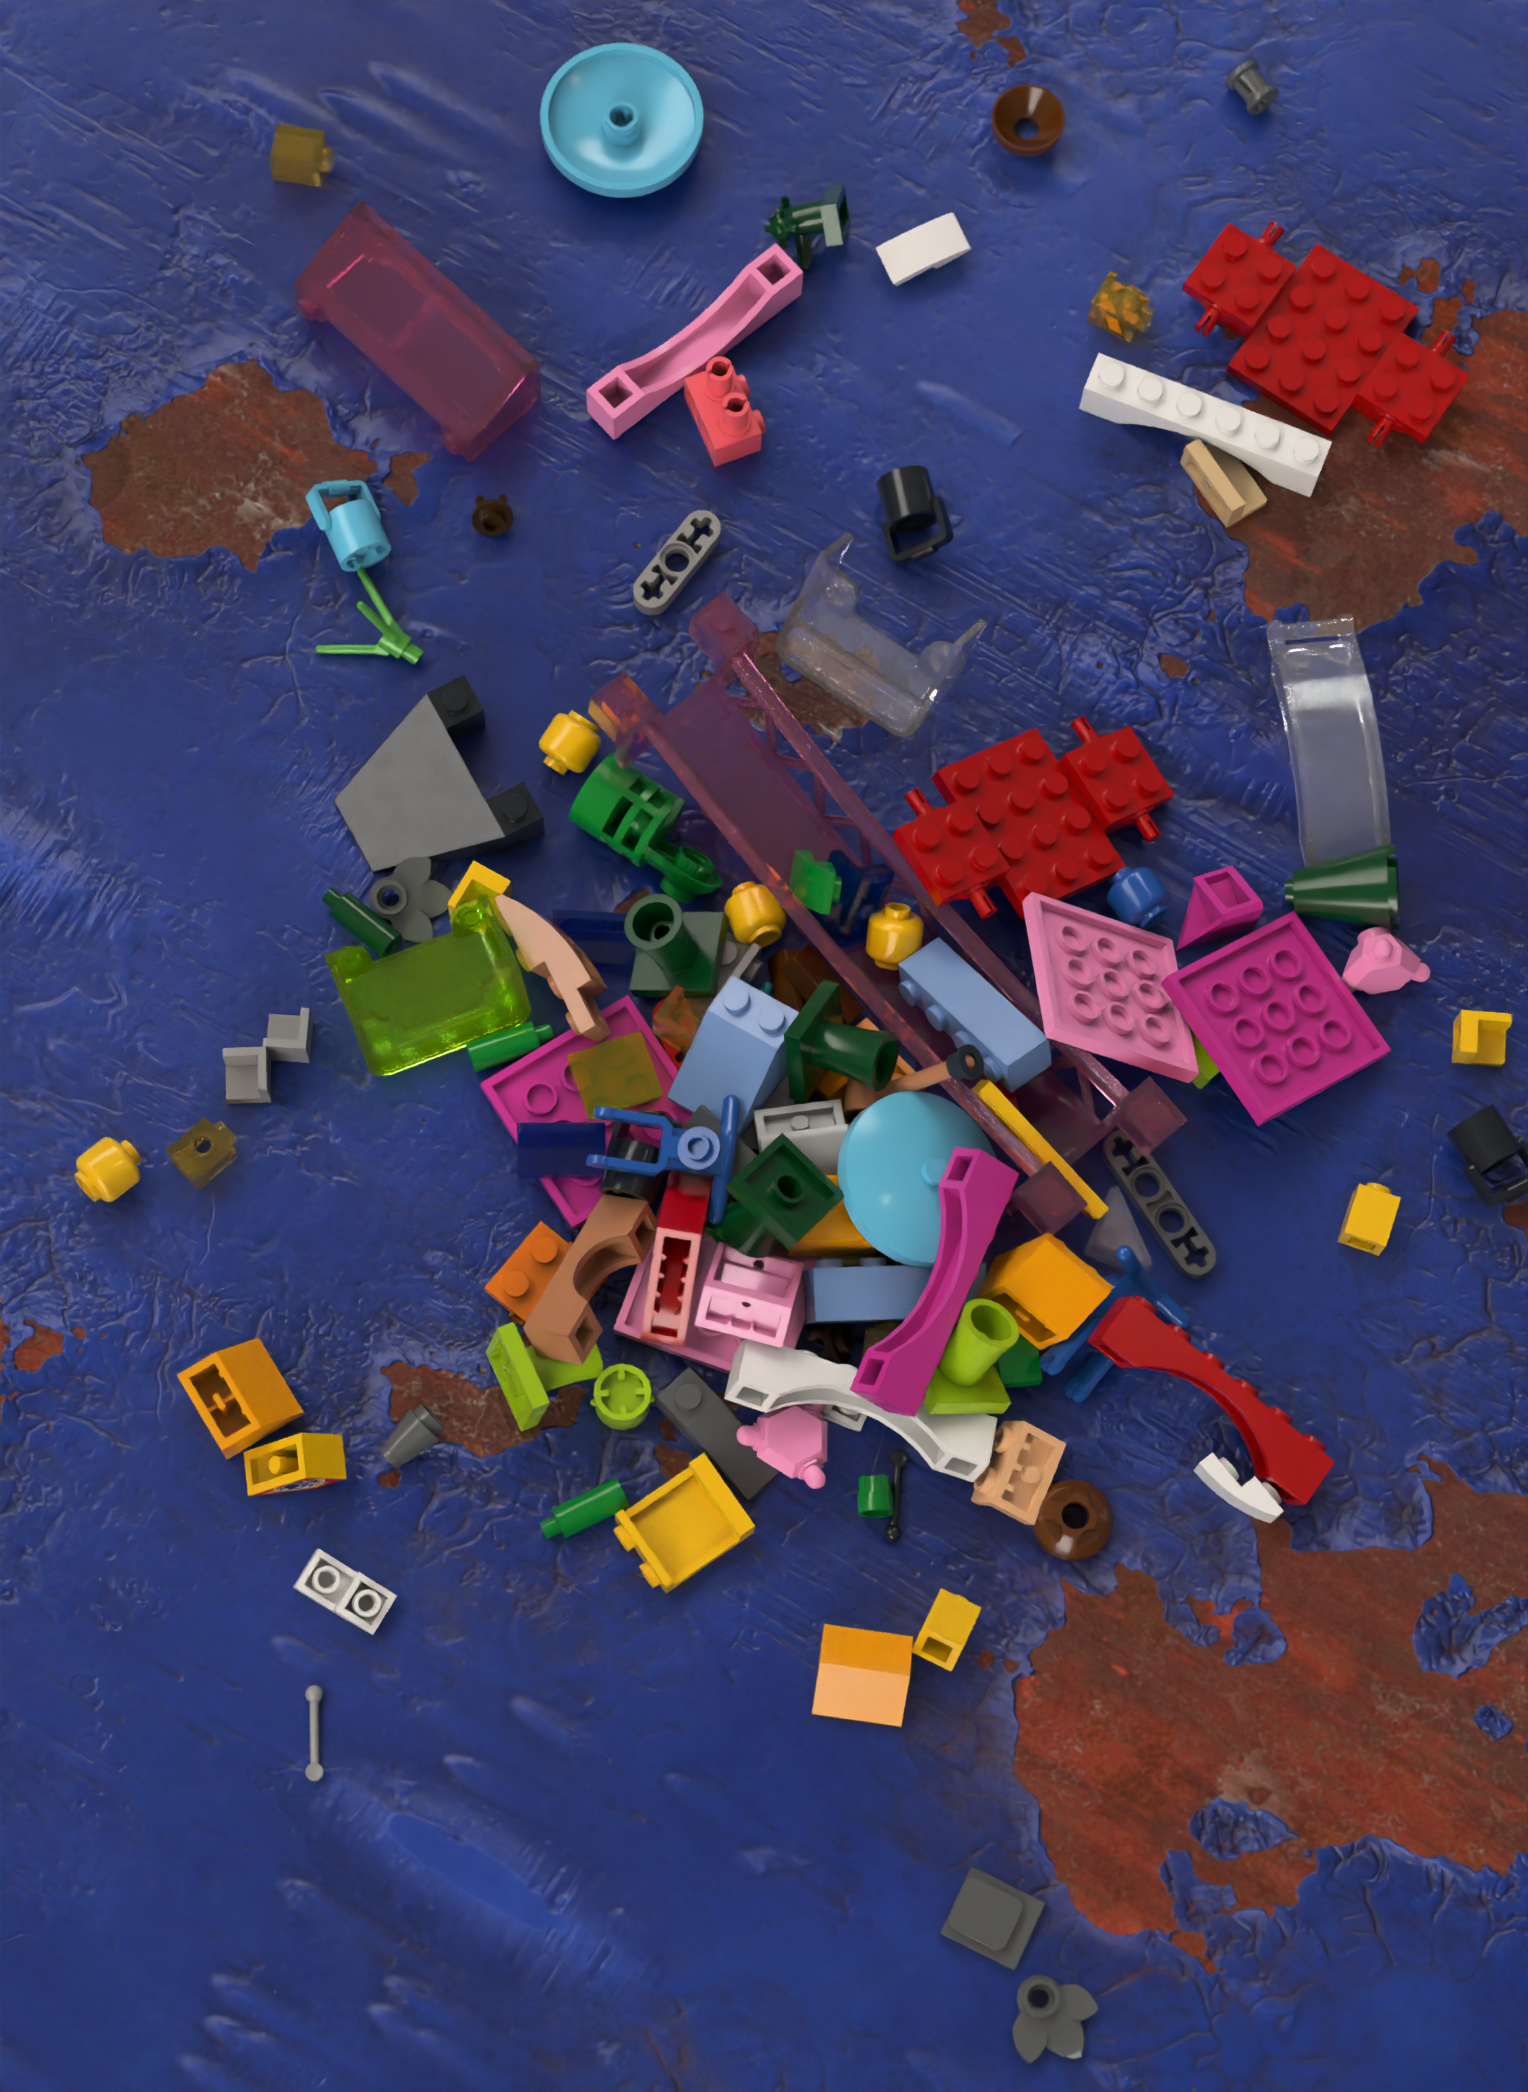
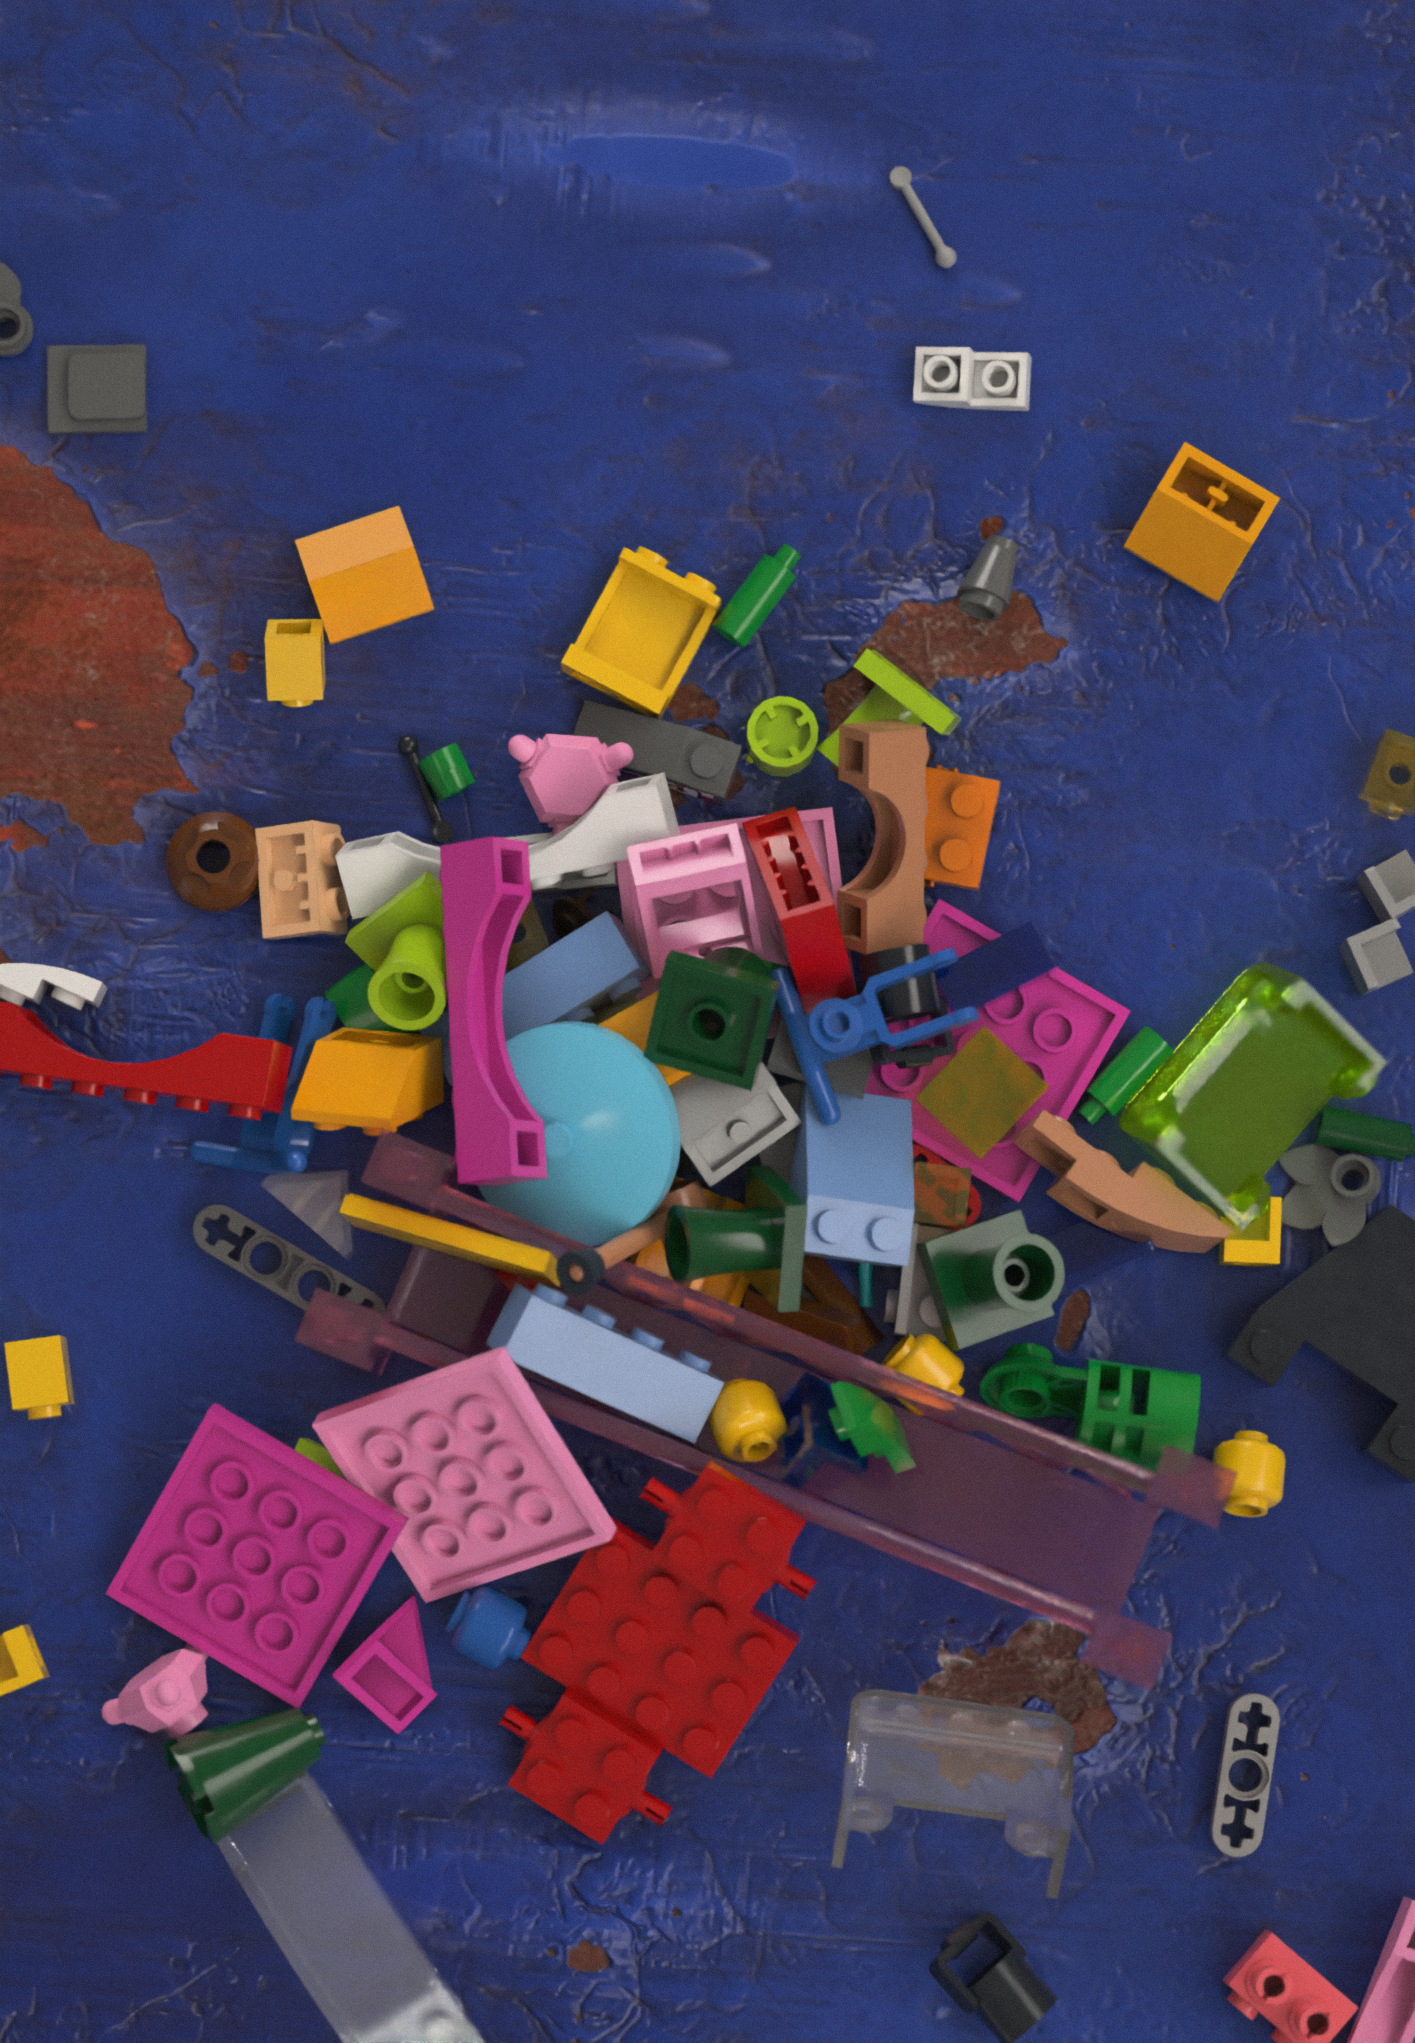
camera: 155 degrees right, 10 degrees up
(295, 1464) = (1099, 482): yellow slope -> none

